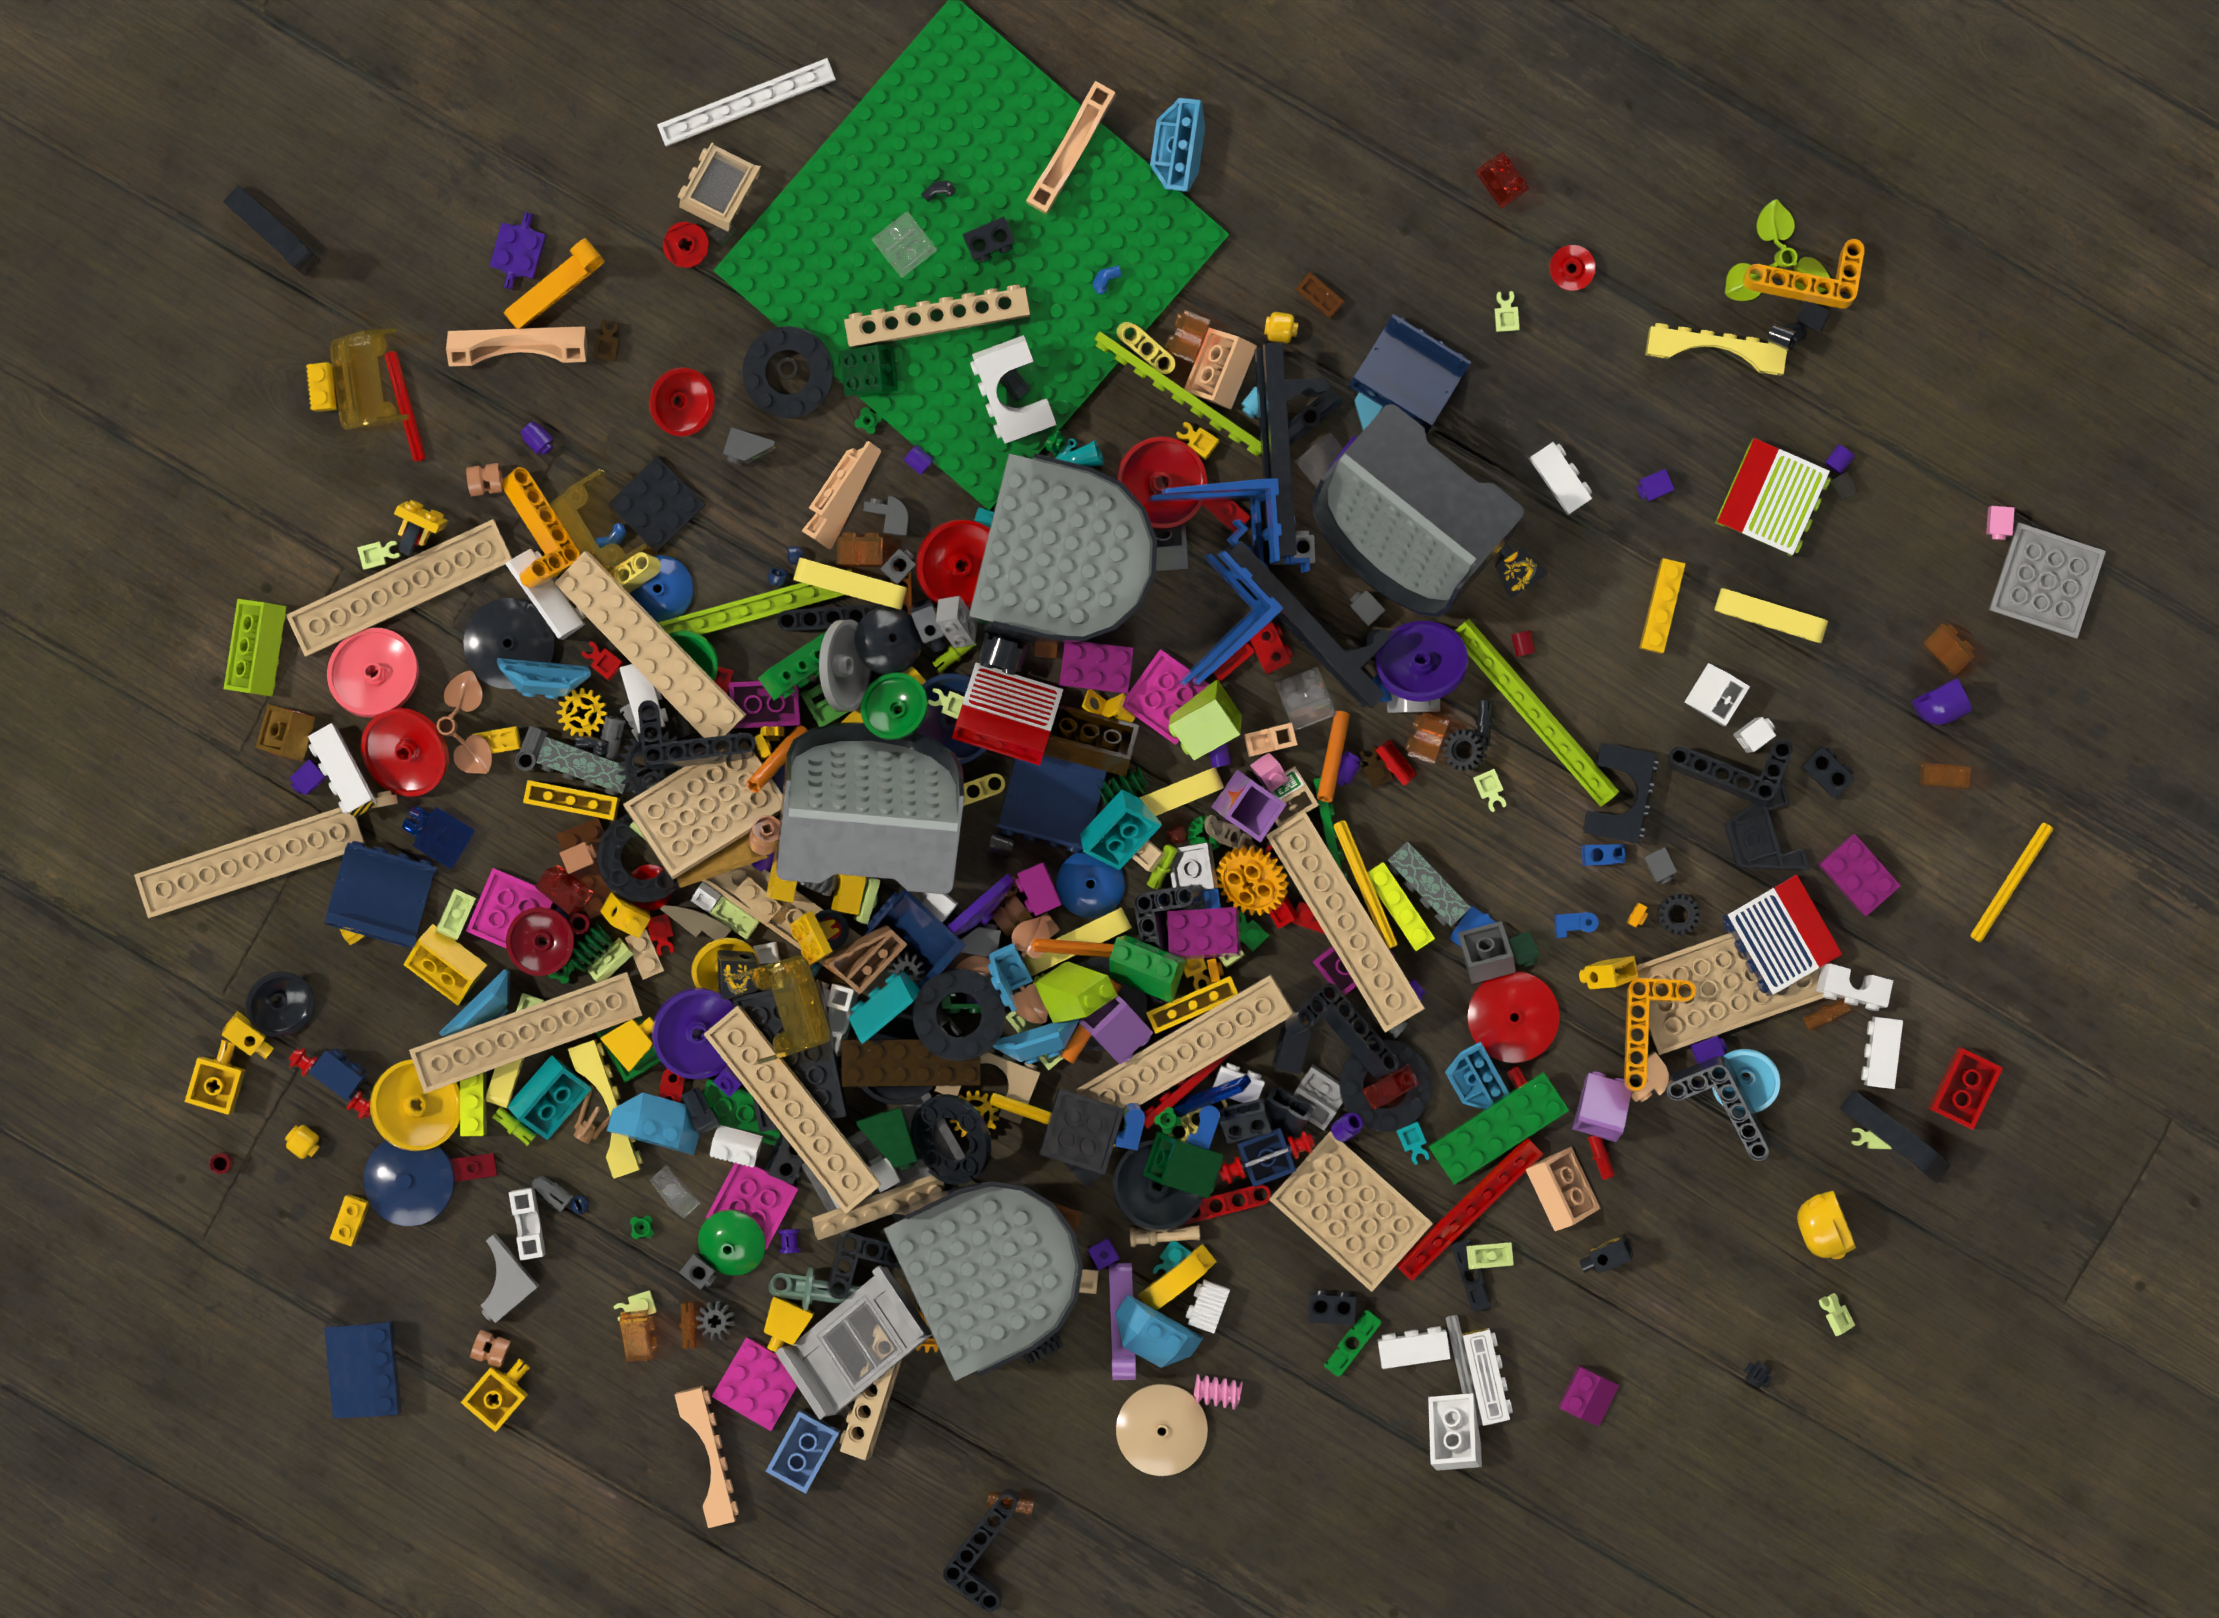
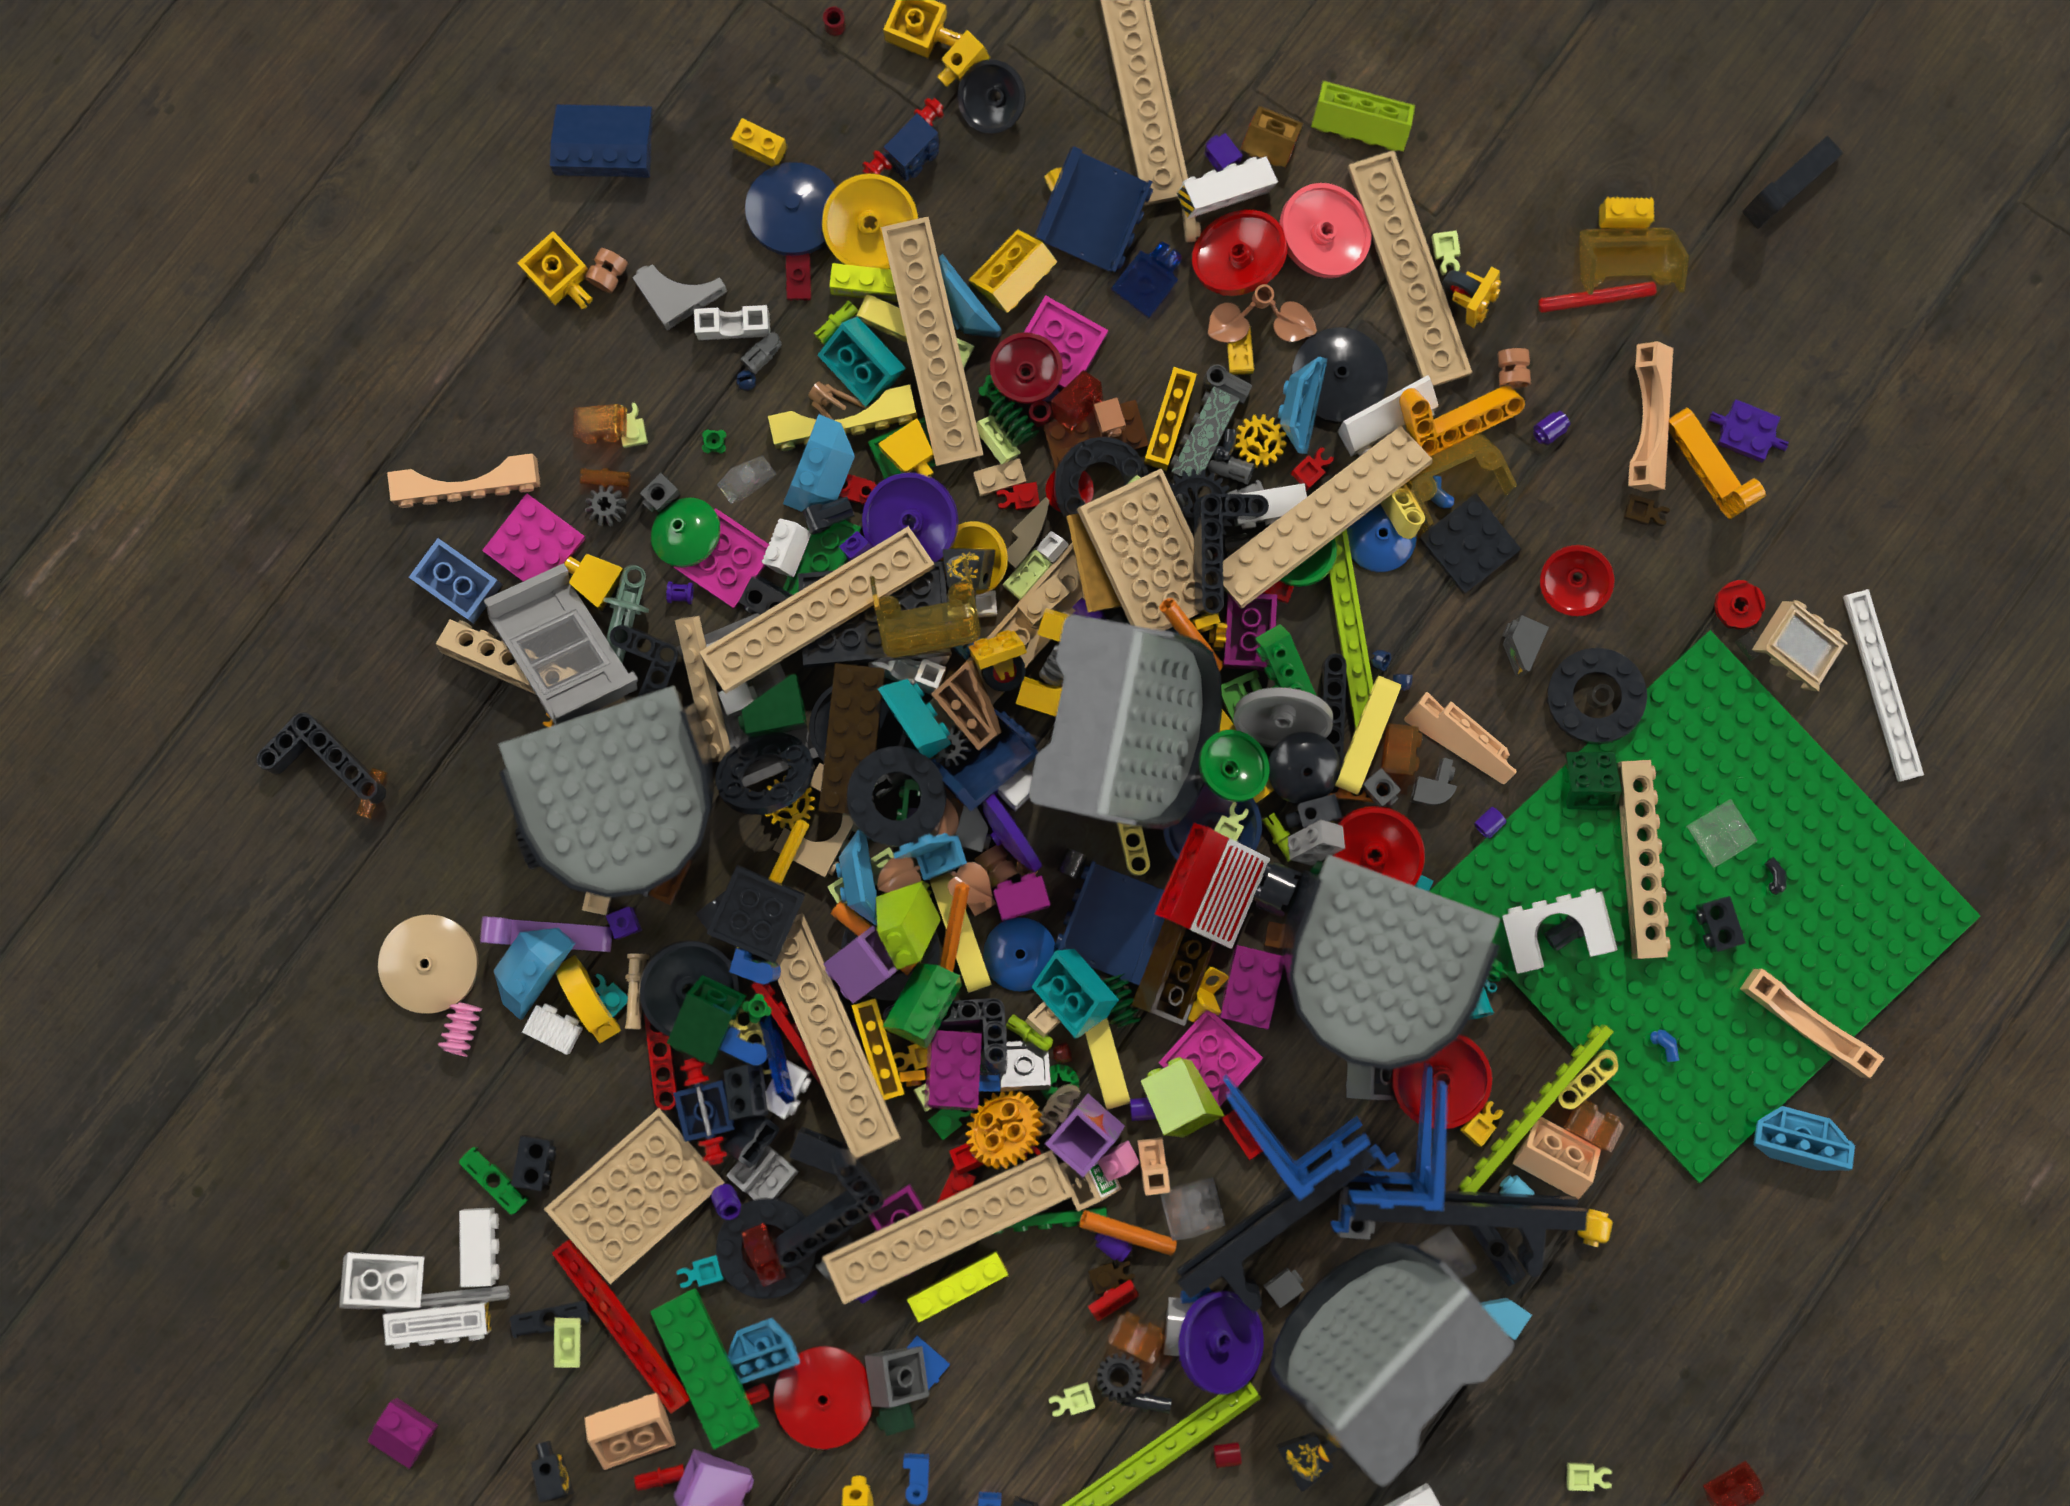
camera: 85 degrees right, 5 degrees down
(302, 1141) = (846, 105): yellow head -> none
(455, 914) = (1063, 286): yellowish green plate -> none
(628, 915) = (1041, 460): yellow torso -> none
(764, 835) = (1113, 609): nougat wheel -> none
(867, 414) = (1529, 775): green plate -> none
(869, 899) = (1029, 716): yellowish green plate -> none
(1226, 511) = (1403, 1144): red plate -> none
(1270, 648) = (1252, 1176): red brick -> none
(1319, 295) = (1625, 1274): reddish brown plate -> none
(1364, 883) = (987, 1252): yellow axle -> none
(1410, 372) = (1541, 1367): dark blue panel -> none
(1428, 883) = (977, 1321): dark grey brick -> none

